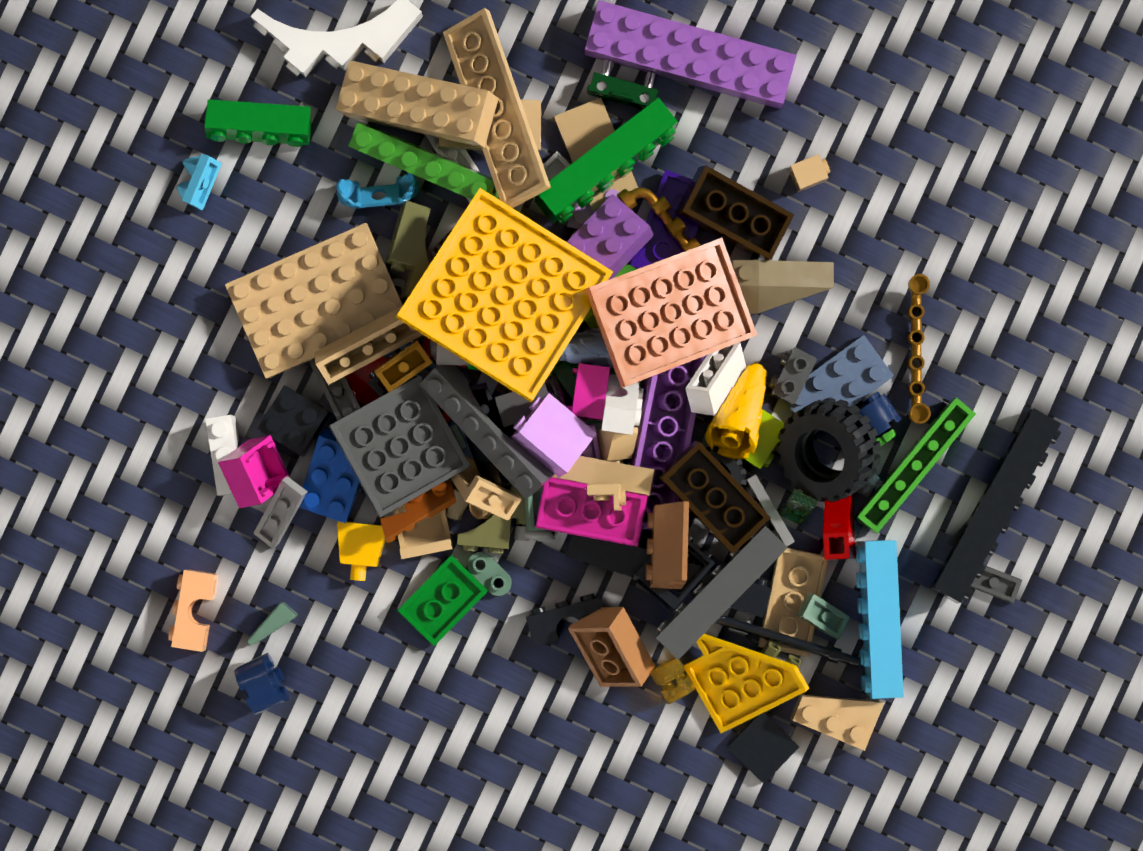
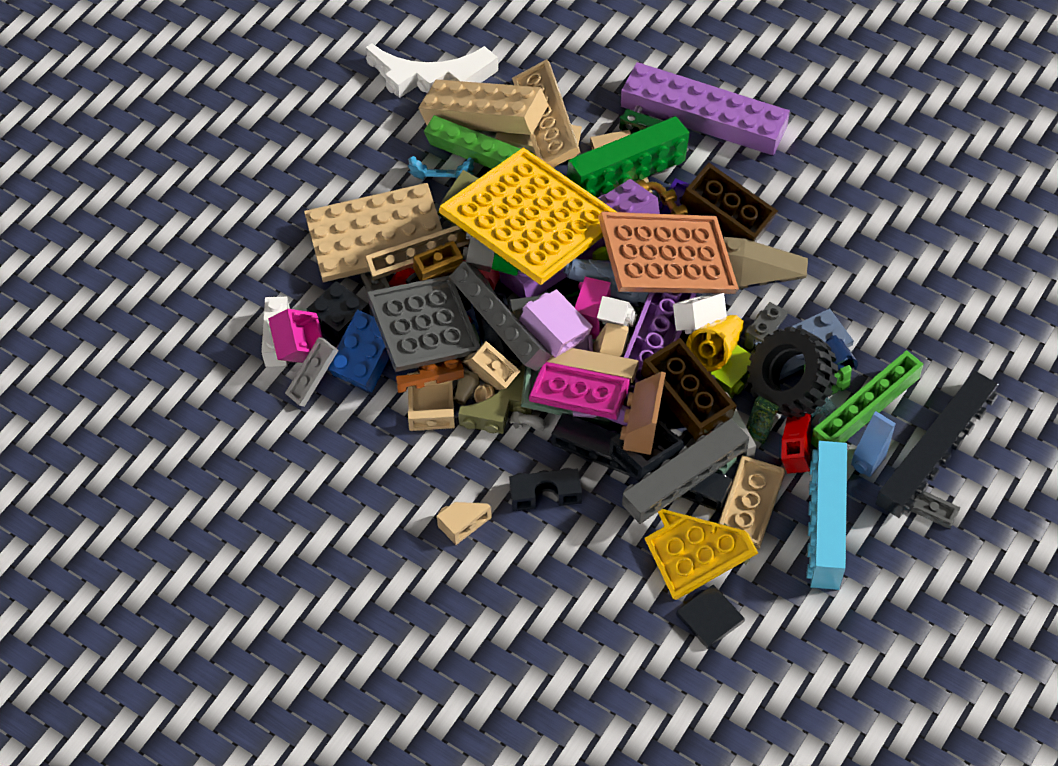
camera: 10 degrees right, 30 degrees down
(187, 631) = (224, 426): light nougat arch -> none
(204, 173) = (301, 148): medium azure tile -> none
(258, 122) = (356, 114): green brick -> none
(261, 683) = (265, 500): dark blue brick -> none
(279, 617) = (287, 459): sand green slope -> none
(360, 546) = (375, 410): yellow torso -> none
(442, 600) = (438, 461): green plate -> none
(480, 671) = (462, 519): none -> tan slope
(489, 573) = (481, 447): sand green plate -> none
(603, 492) = (595, 367): tan bracket -> none
(612, 648) = (582, 507): medium nougat slope -> none
(669, 671) = (633, 544): clear yellow wheel -> none
(809, 172) = (792, 193): tan brick -> none
(823, 615) = (776, 510): sand green plate -> none
(832, 654) = (783, 543): black bar -> none
(840, 718) = (782, 595): tan wedge -> none
(918, 412) = (873, 357): pearl gold bar -> none
(923, 530) = (873, 445): none -> medium blue slope

